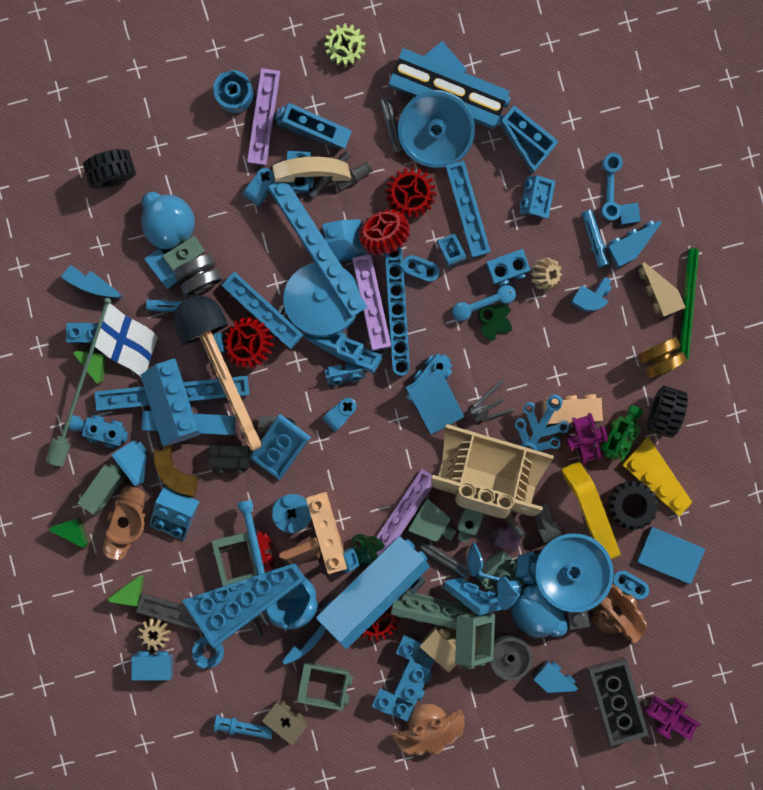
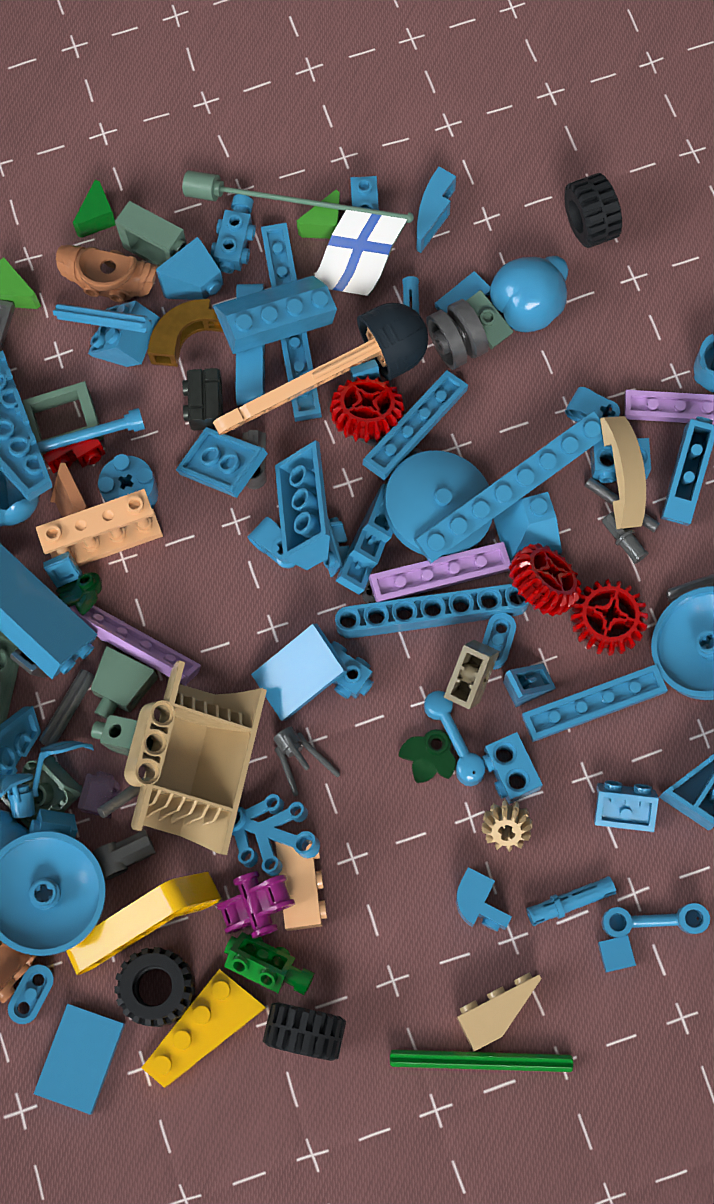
camera: 90 degrees right, 15 degrees down
(165, 527) = (102, 318): none -> dark azure axle
(321, 391) = (303, 507): none -> dark azure slope
(446, 287) = (471, 674): none -> dark tan brick
(629, 248) = (563, 957): dark azure slope -> none
(662, 358) = (389, 1018): pearl gold wheel -> none

